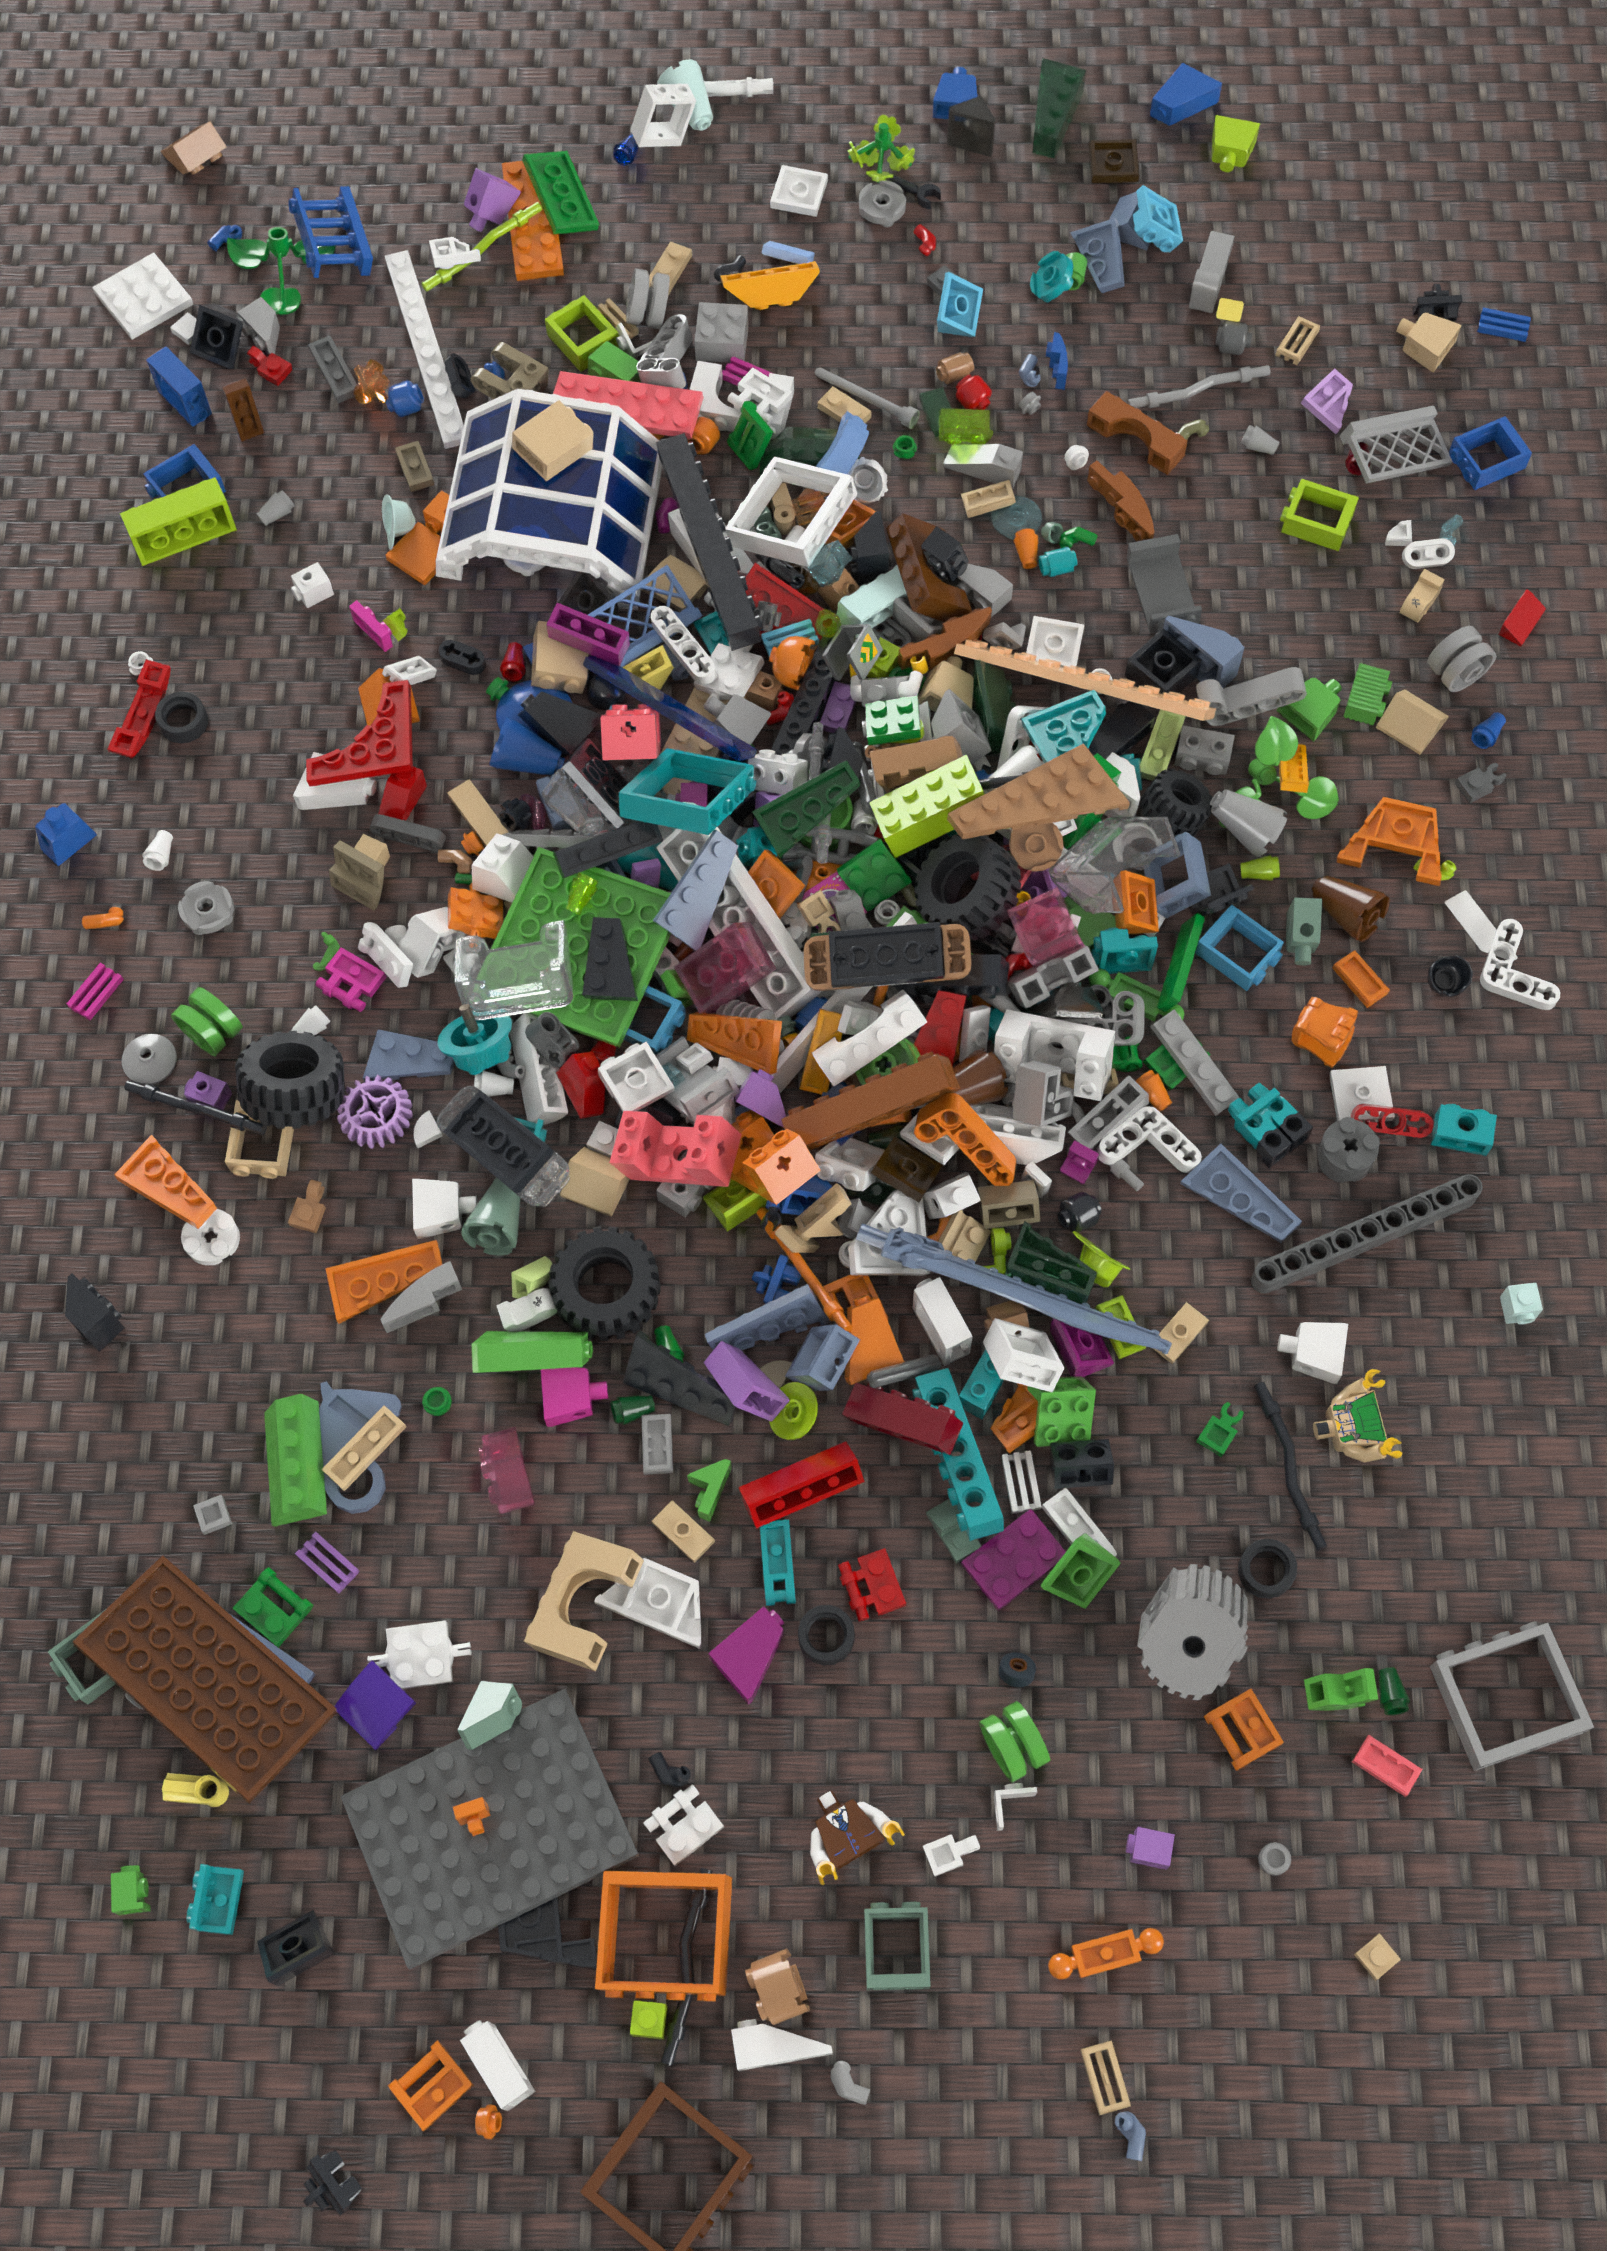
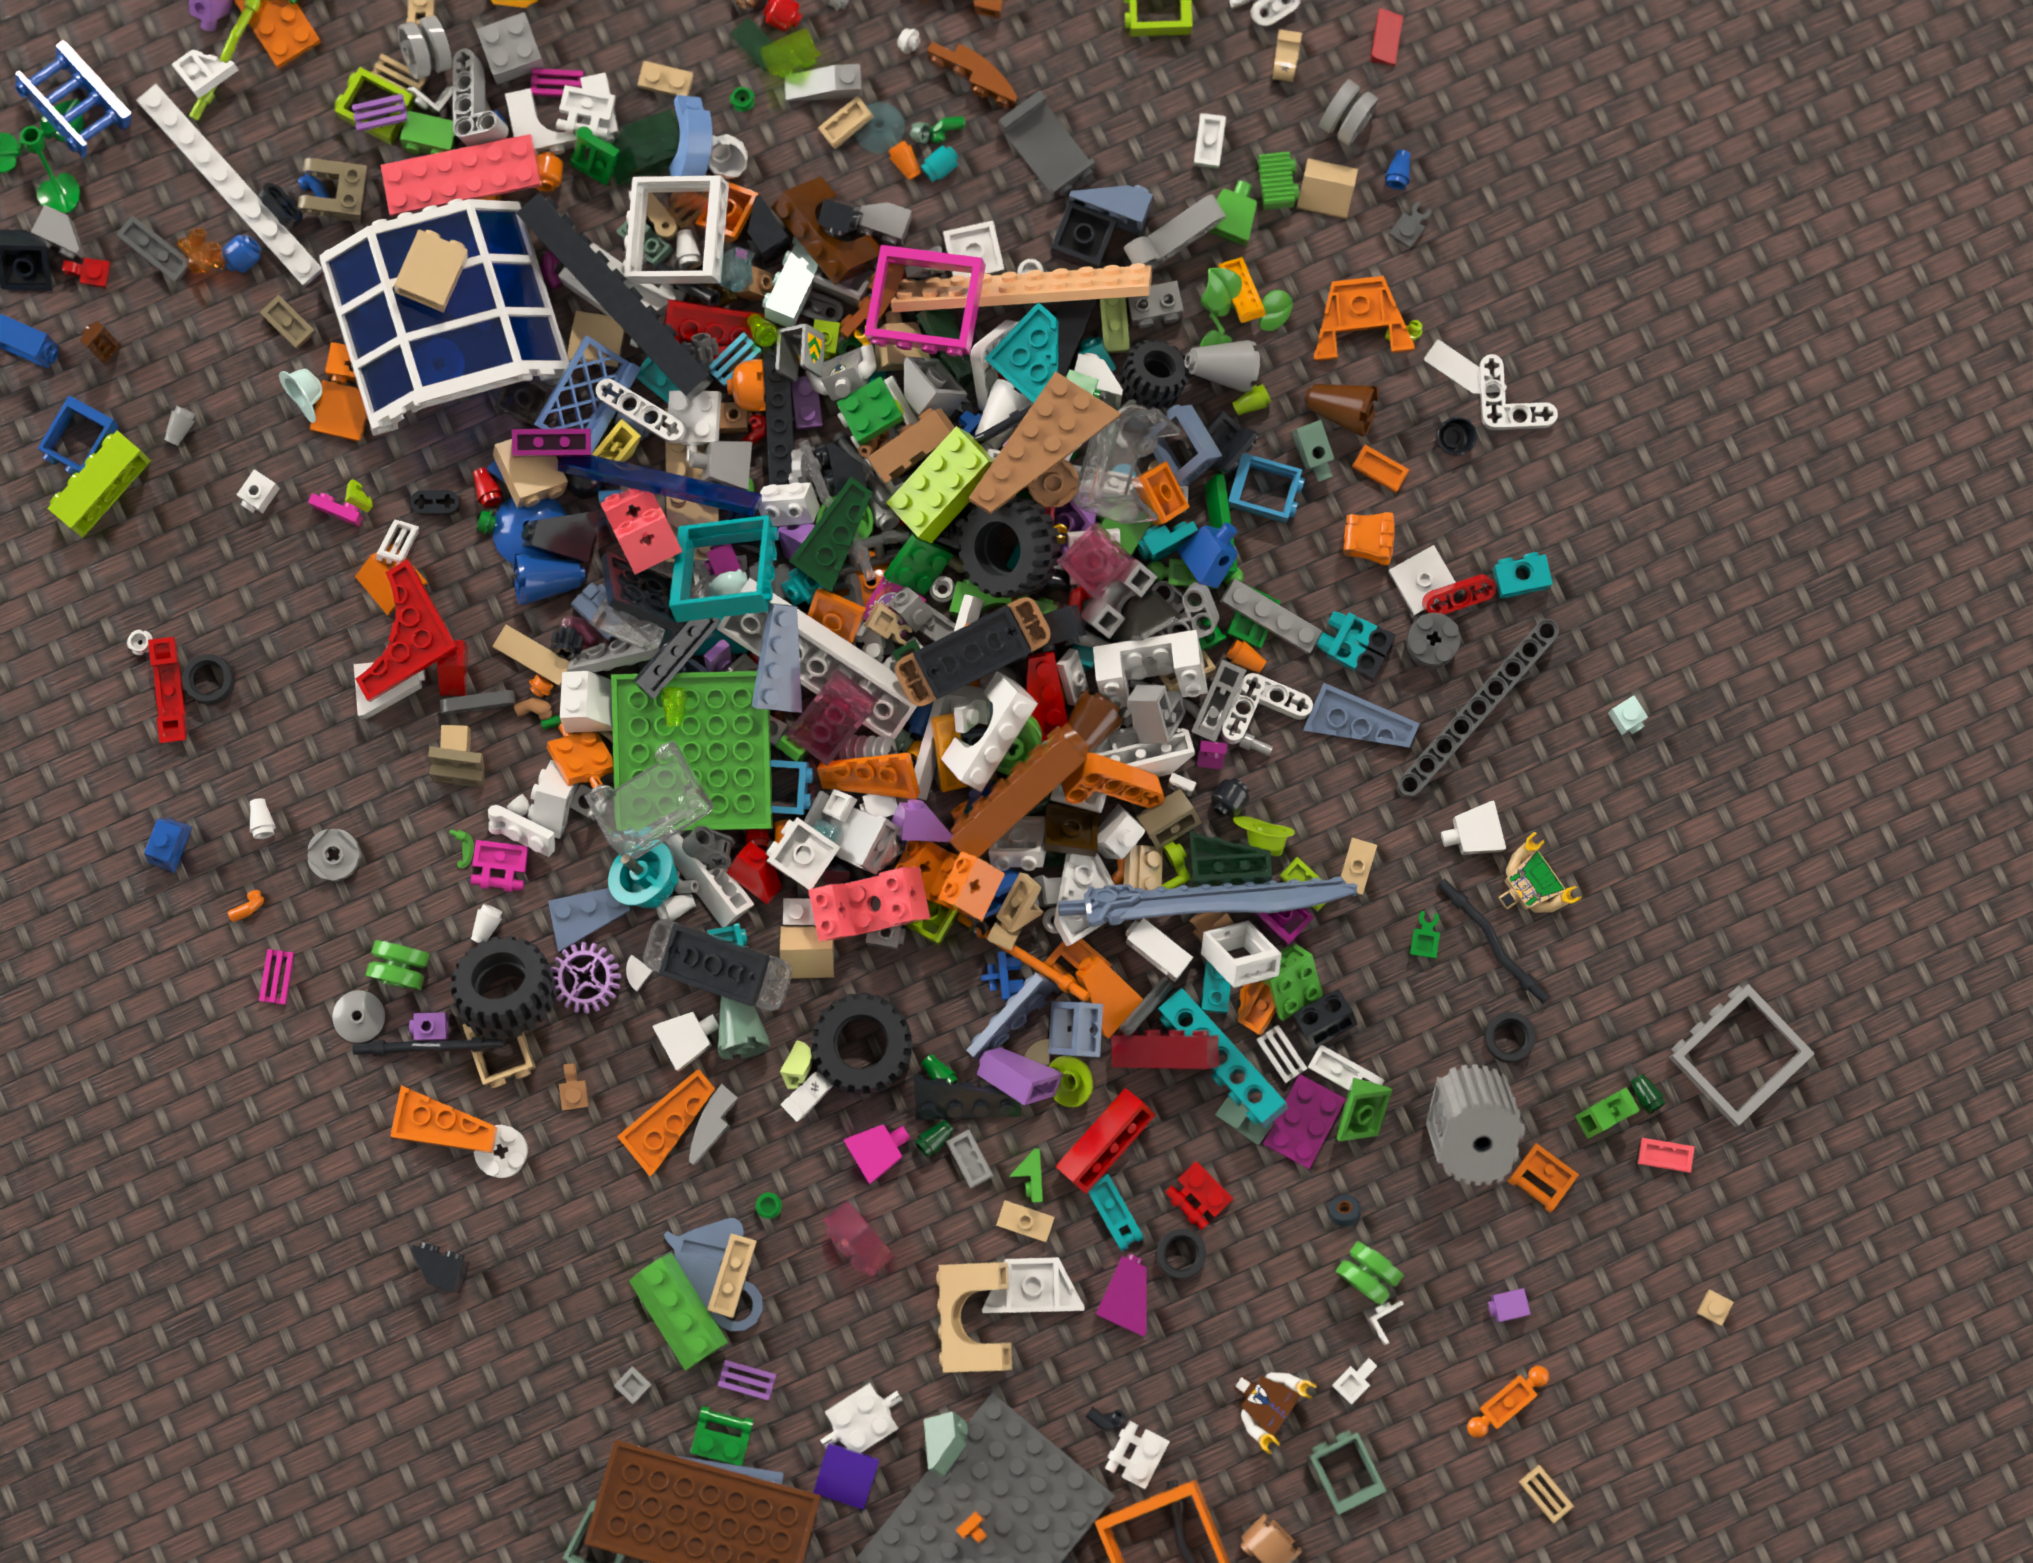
camera: 25 degrees left, 15 degrees up
(530, 1350) = (828, 1131): bright green slope -> none
(583, 328) = (358, 108): none -> medium lavender tile
(608, 964) = (728, 759): black wing -> none
(907, 415) = (728, 62): light grey piece -> none
(1005, 615) = (934, 260): none -> dark pink window
(1134, 2132) = (1584, 1524): sand blue arm -> none
(1160, 974) = (1210, 553): none -> blue torso
(1274, 1859) = (1607, 1268): light grey tile -> none
(1317, 638) = (1209, 140): none -> white plate

